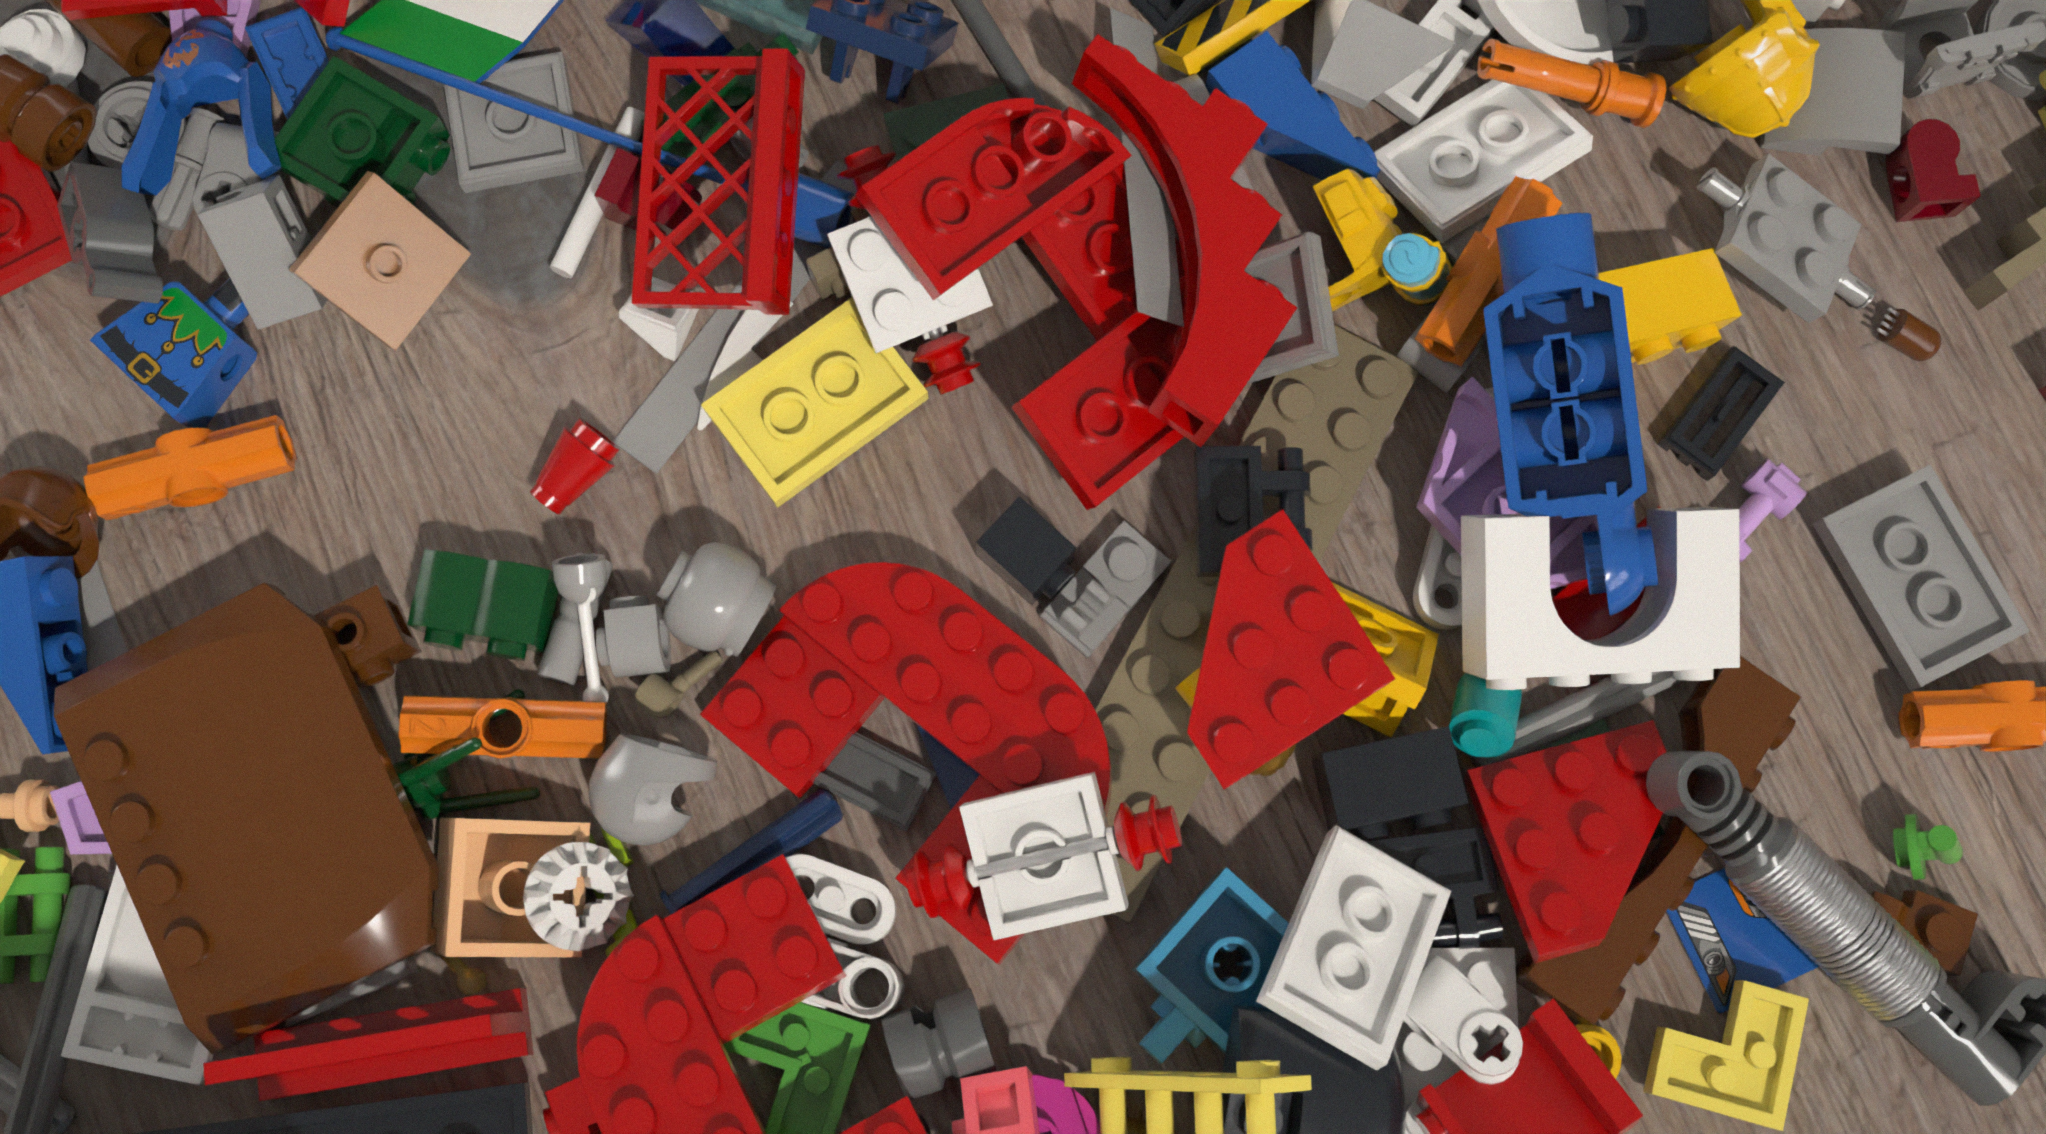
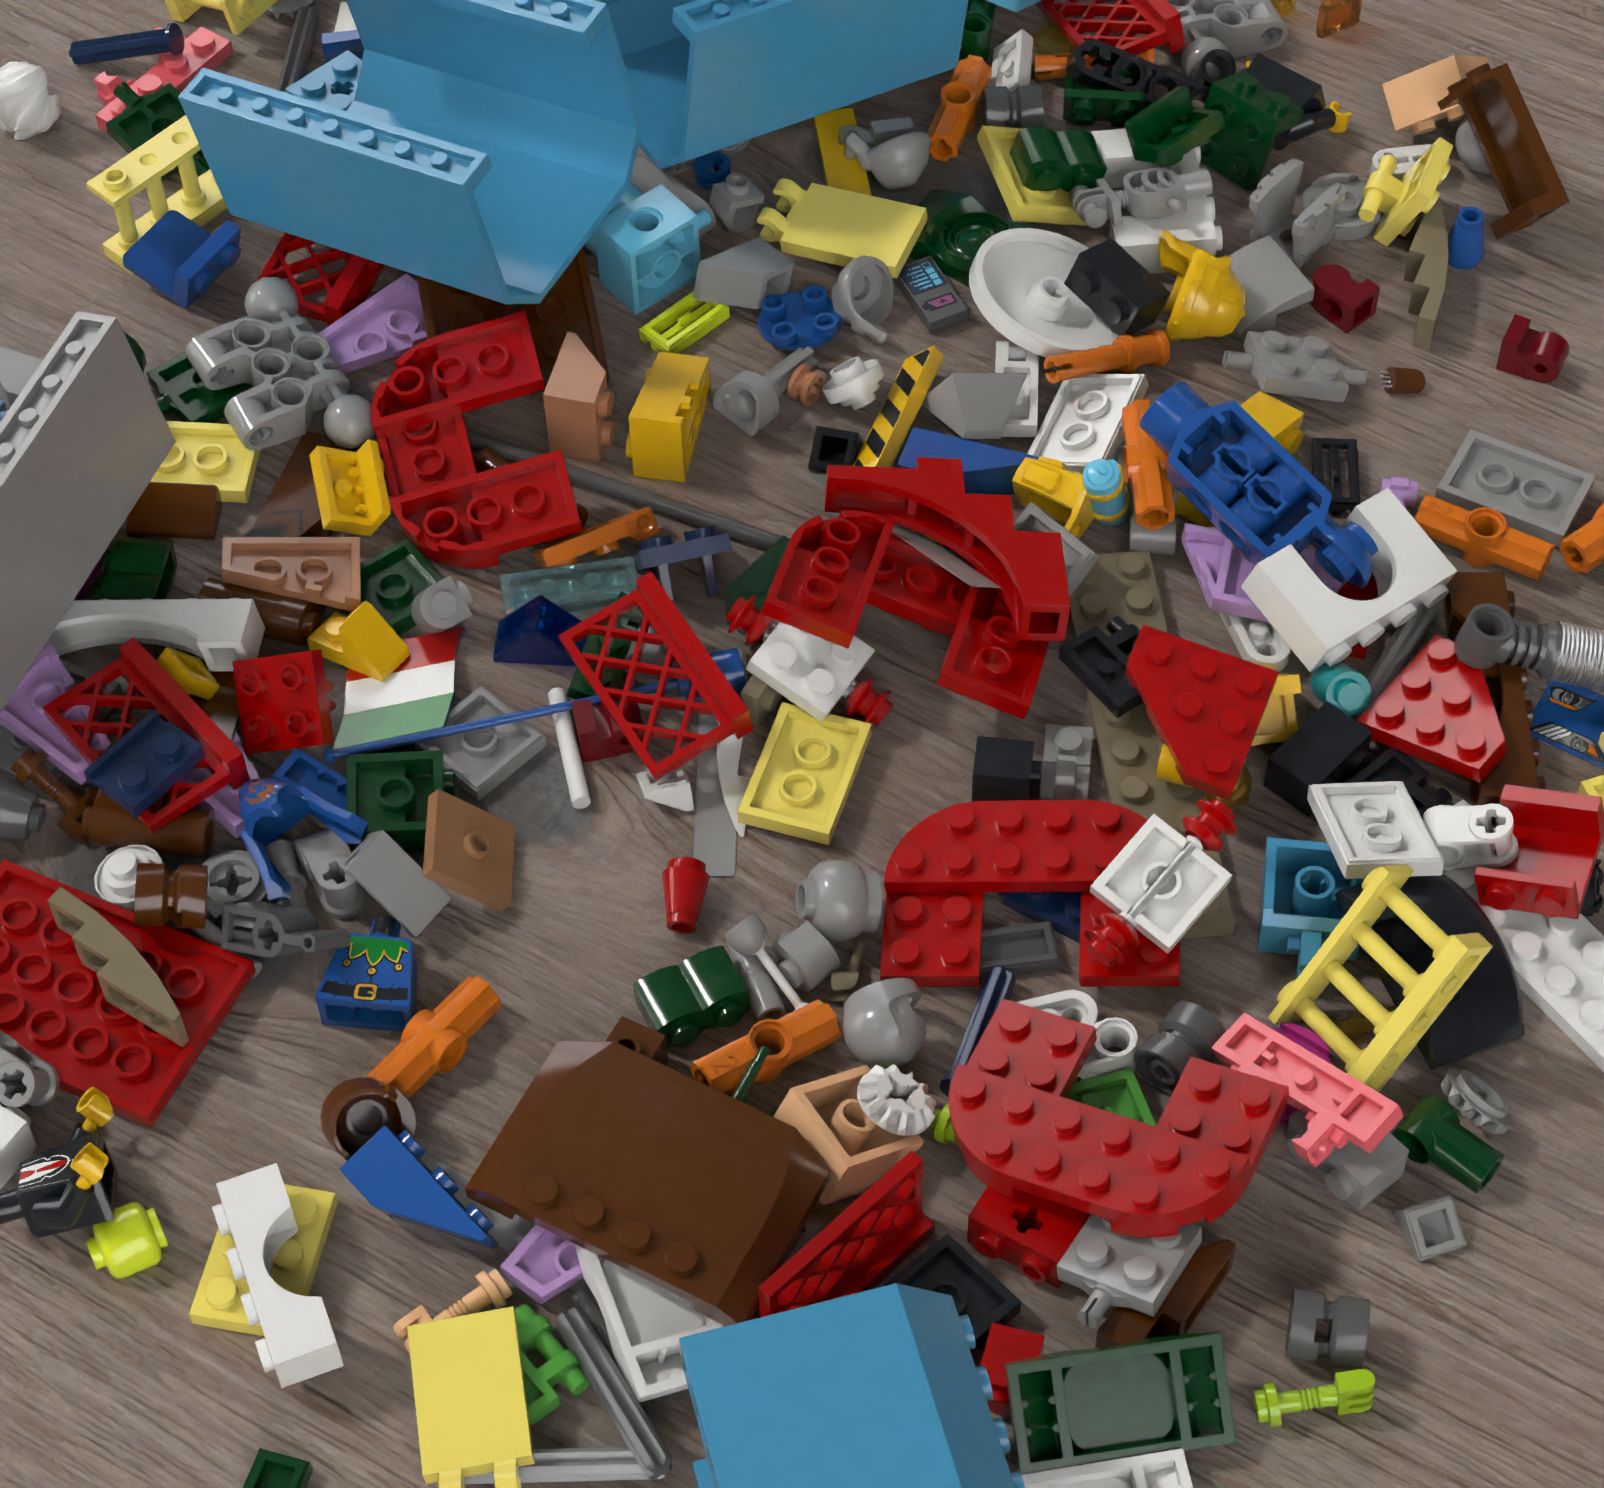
camera: 30 degrees left, 25 degrees down
(1845, 656) = (1484, 537): none -> orange piece

